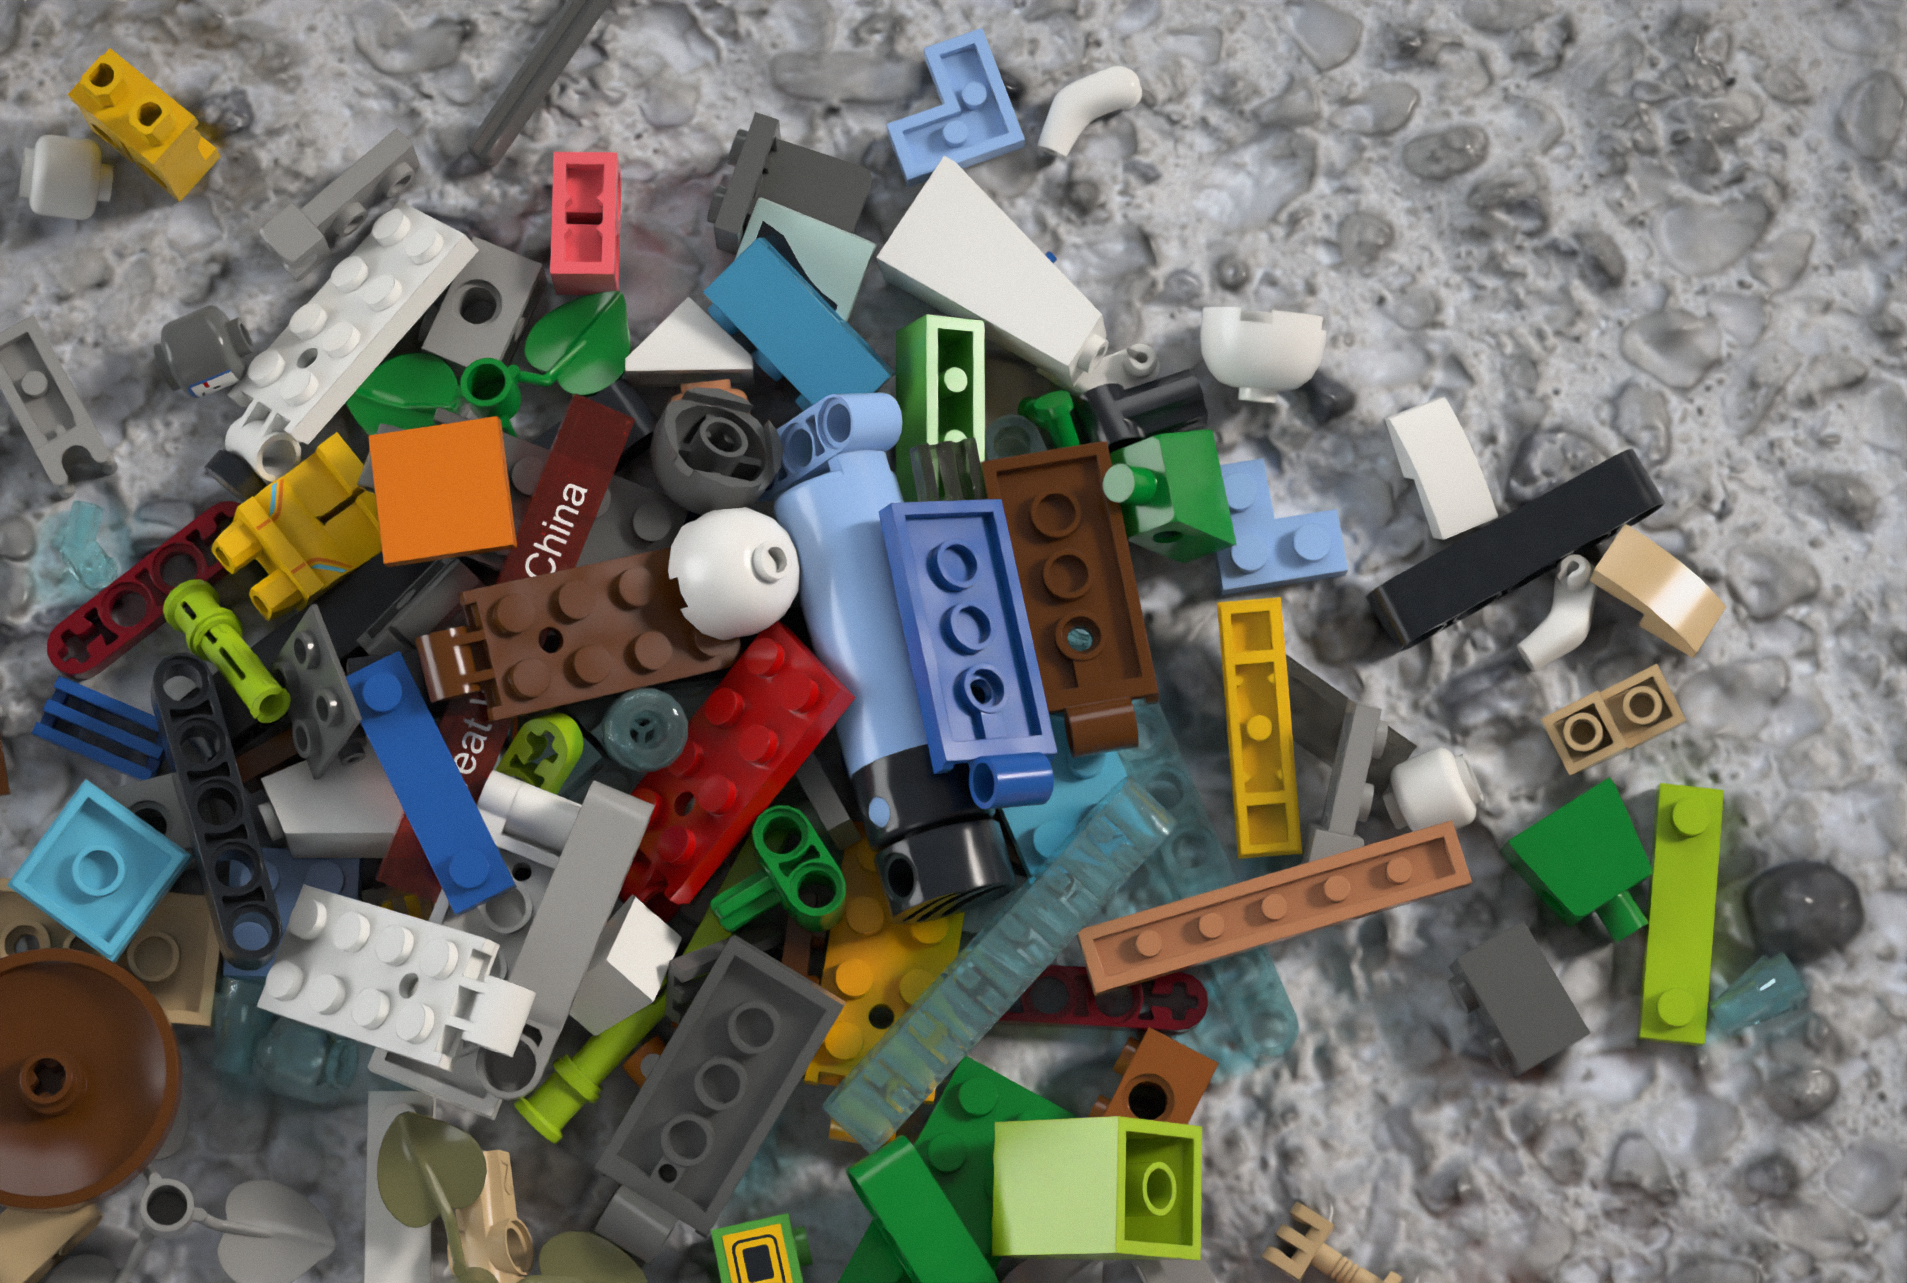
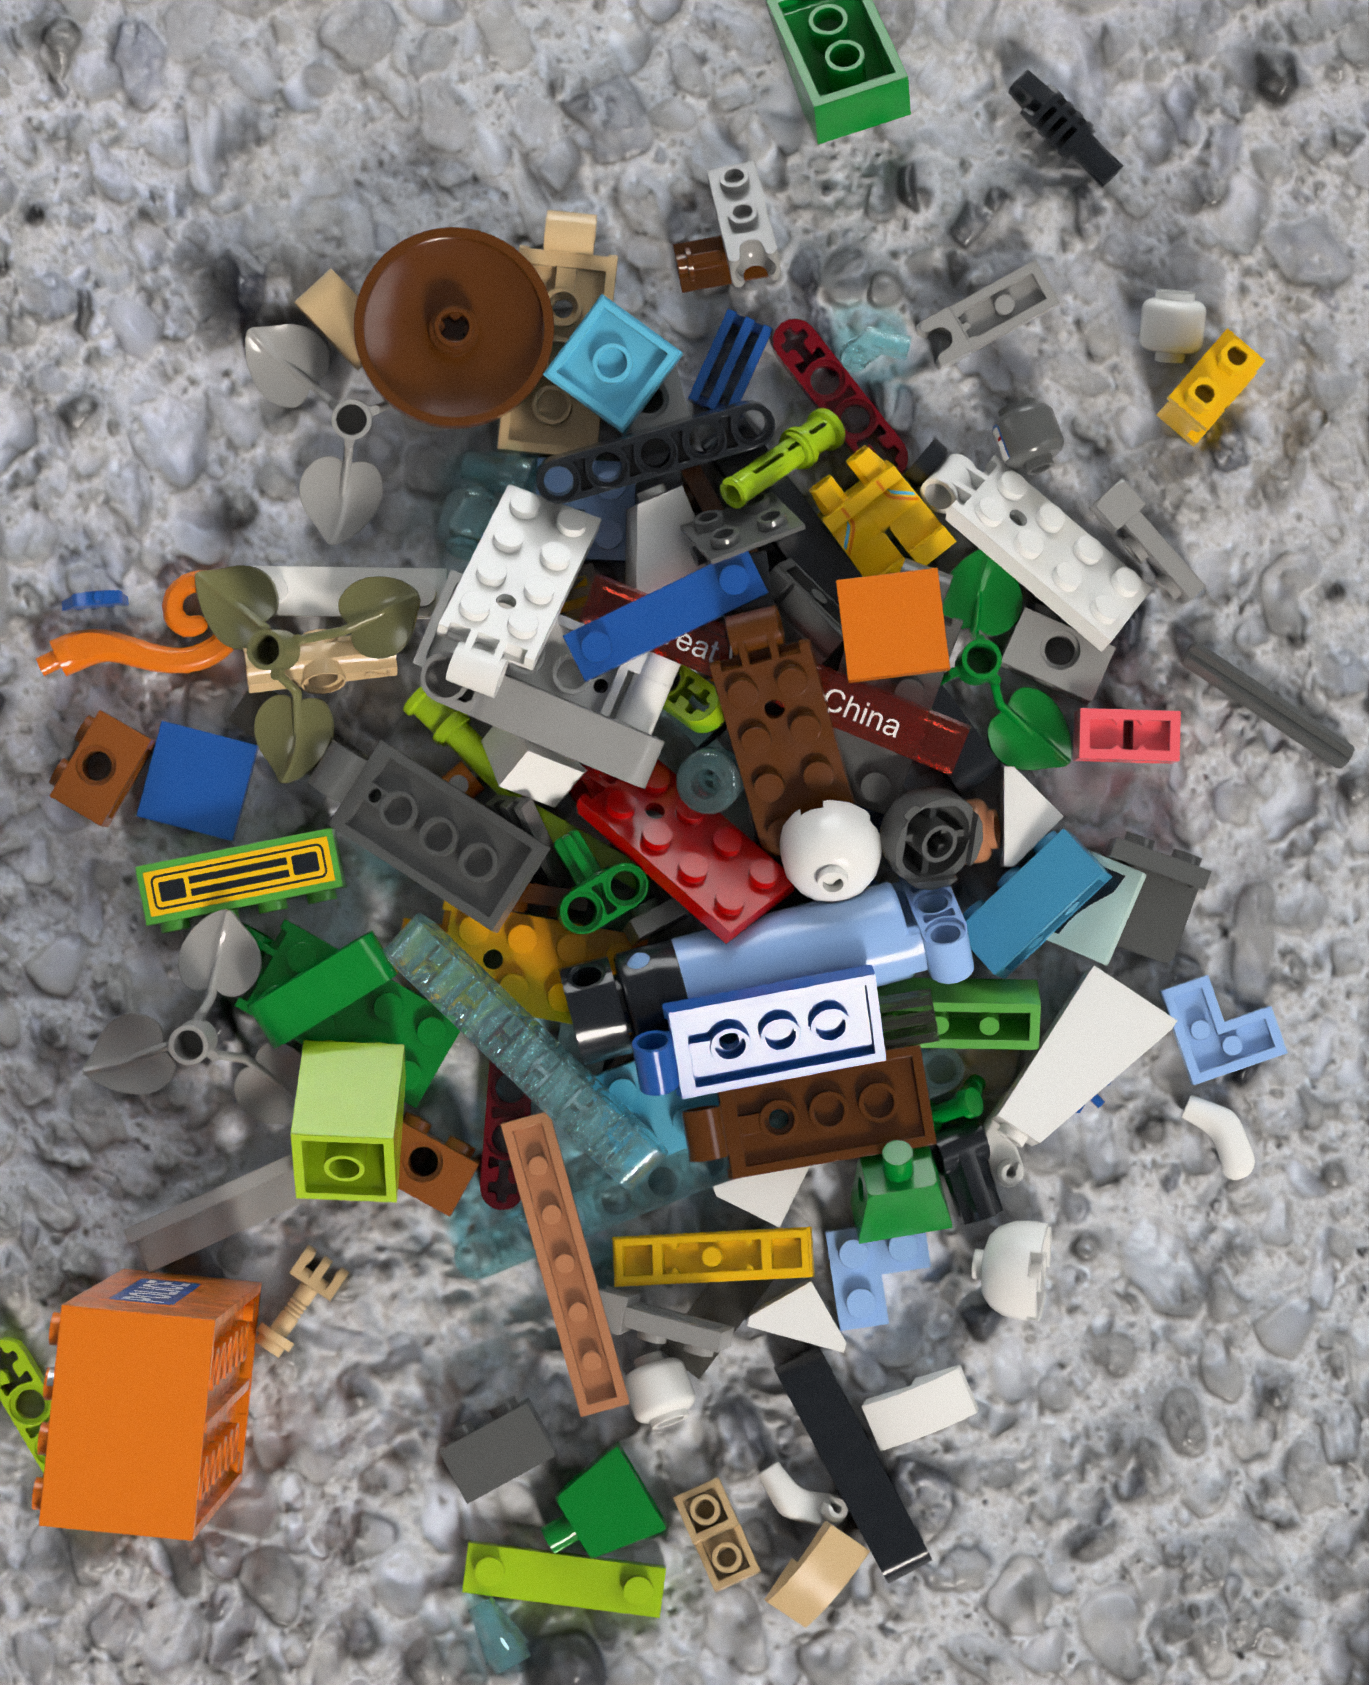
camera: 85 degrees right, 10 degrees up
(1179, 663) = (763, 1194): none -> white slope
(1329, 618) = (799, 1316): none -> white slope

